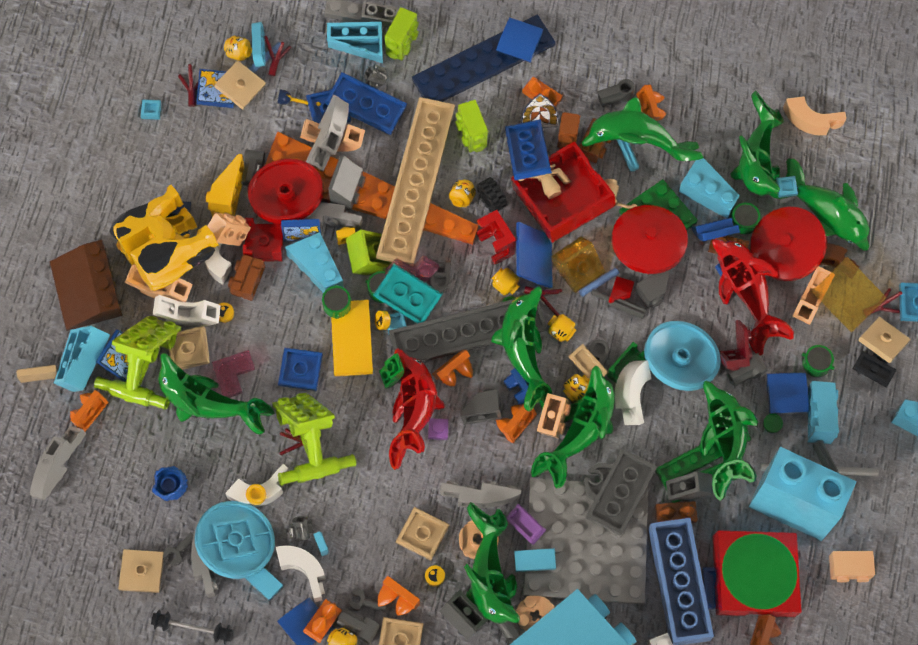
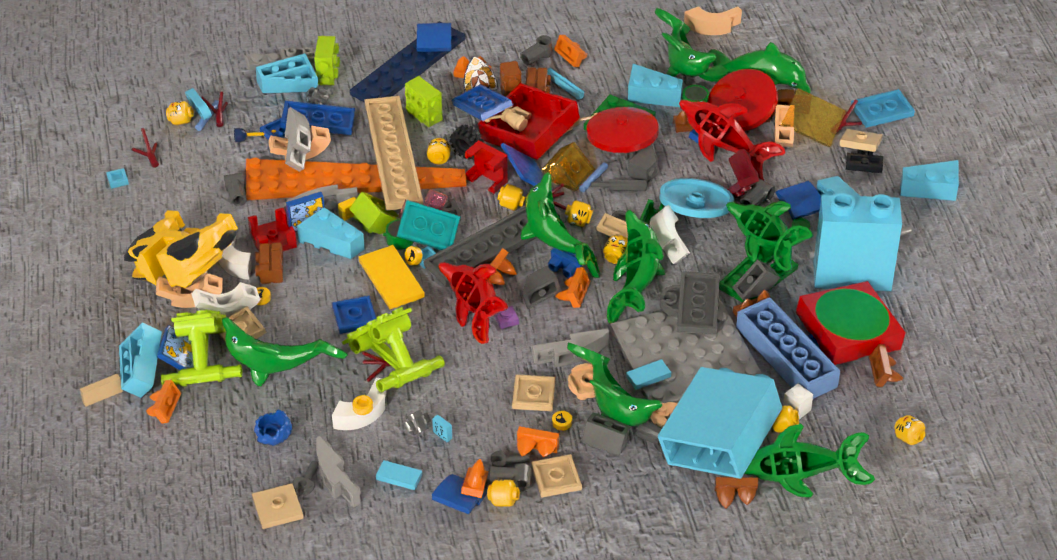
camera: 20 degrees left, 25 degrees down
(51, 467) = (149, 448): light grey slope -> none
(85, 286) = (115, 311): reddish brown slope -> none
(165, 621) = (380, 525): black axle -> none
(207, 93) = (173, 146): tile -> none
(226, 189) = (219, 199): yellow slope -> none
(228, 370) = (289, 330): clear pink plate -> none
(229, 228) = (244, 221): light nougat brick -> none
(234, 539) = (358, 447): medium azure plate -> none
(240, 84) = (194, 136): tan plate -> none
(285, 190) = (275, 186): red dish -> none
(299, 559) = (434, 447): white arch -> none
(336, 301) = (365, 250): piece -> none
(346, 183) = (331, 165): slope -> none
(392, 371) = (444, 283): green slope -> none
(525, 524) = (625, 354): medium lavender tile -> none
(553, 416) = (607, 270): light nougat brick -> none
(621, 289) = (616, 173): red tile -> none
(639, 128) = (567, 54): green animal -> none
(715, 229) = (672, 109): blue slope -> none
(787, 186) = (719, 66): medium azure tile -> none
(818, 361) = (813, 170): piece -> none
(851, 565) = (927, 292): light nougat brick -> none

